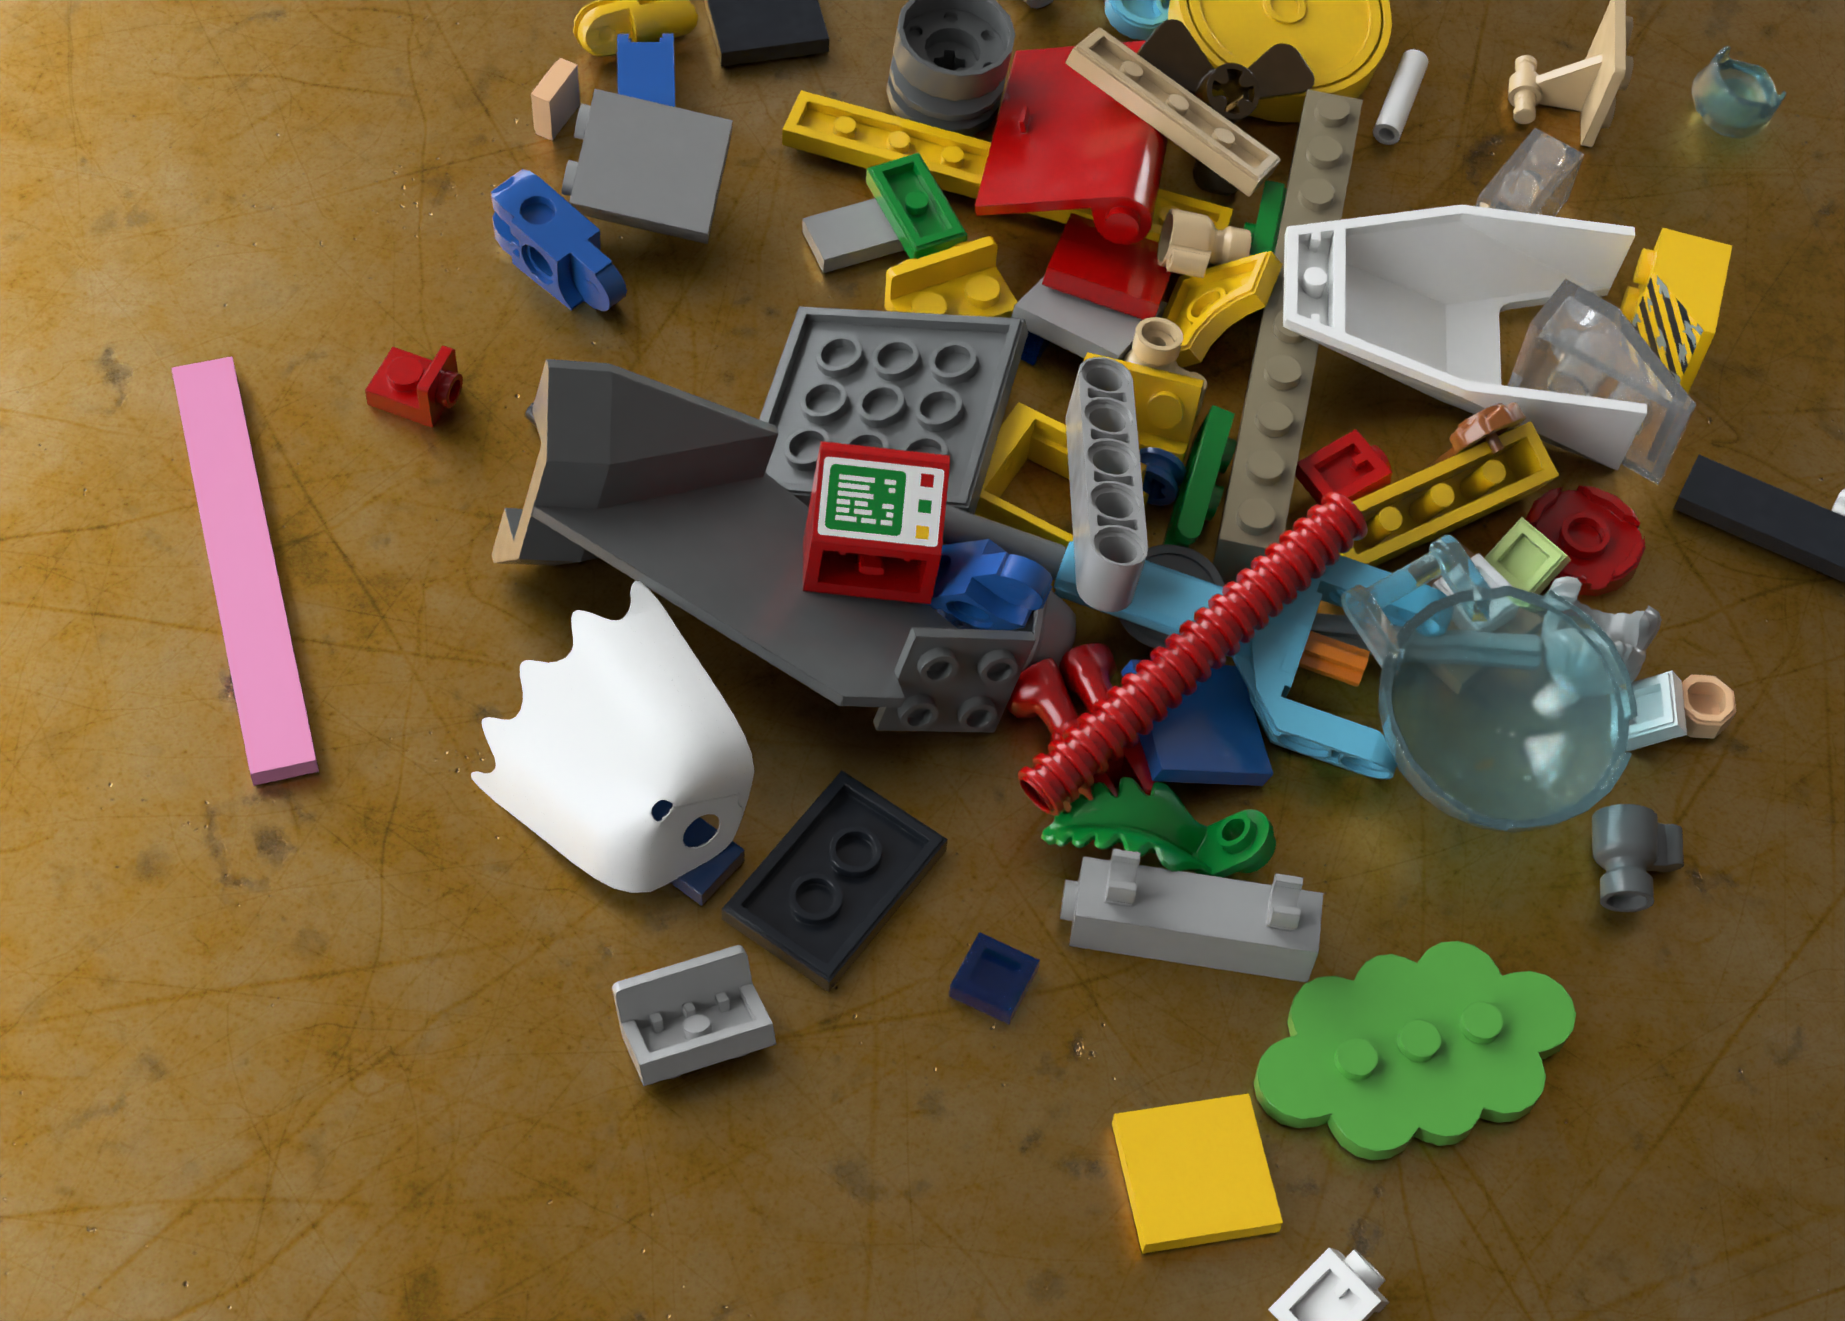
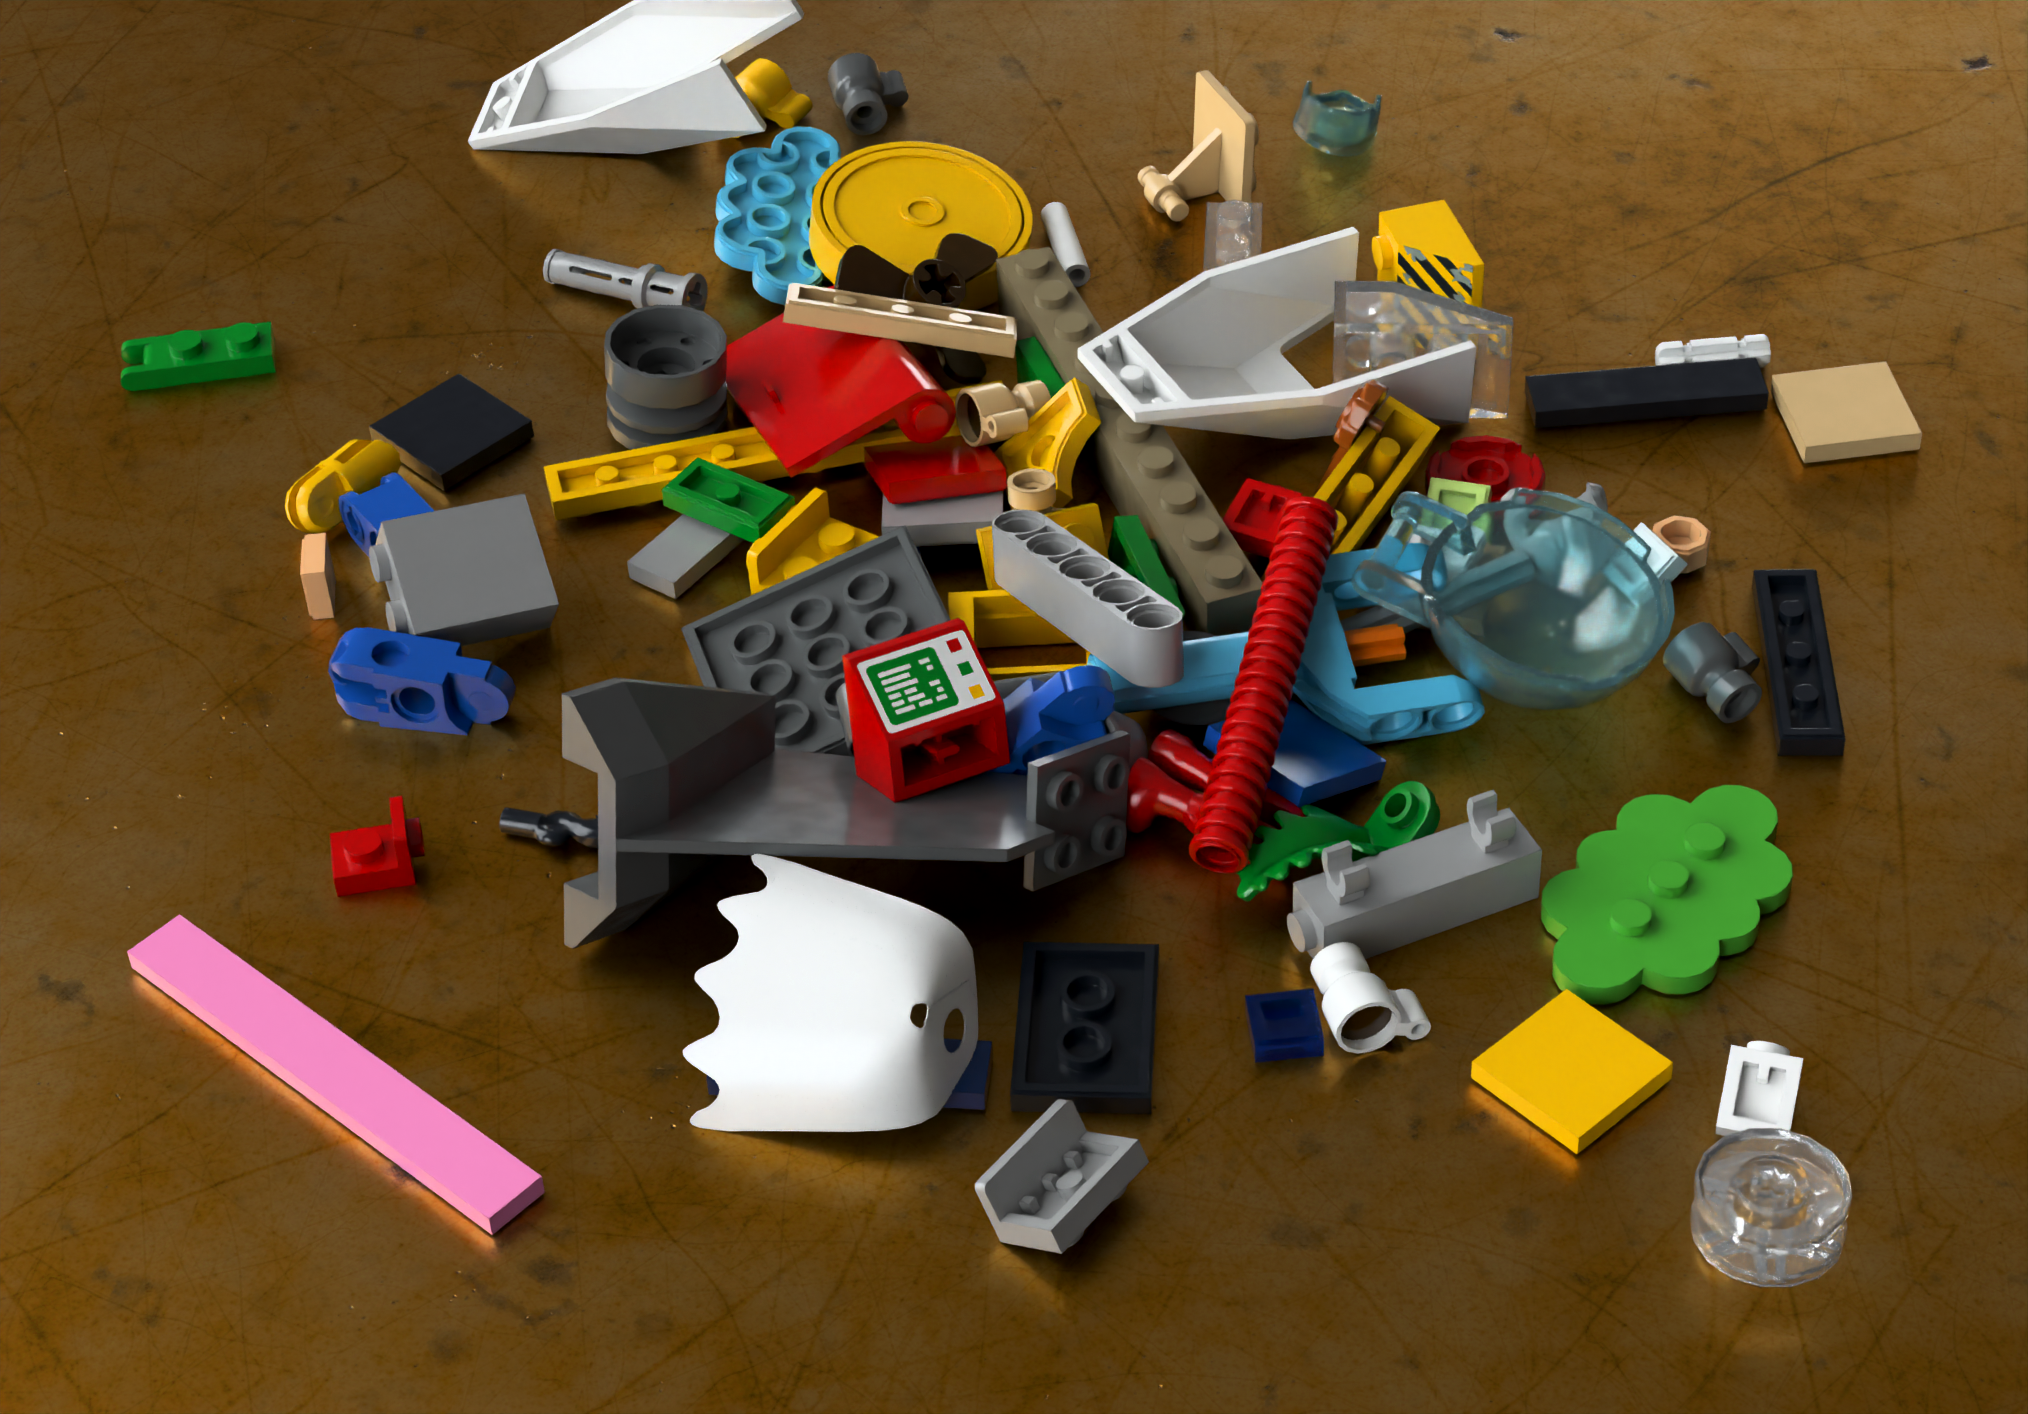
camera: 25 degrees left, 15 degrees down
(1062, 1005) = (1360, 1005): none -> white piece
(1717, 887) = (1798, 663): none -> black tile

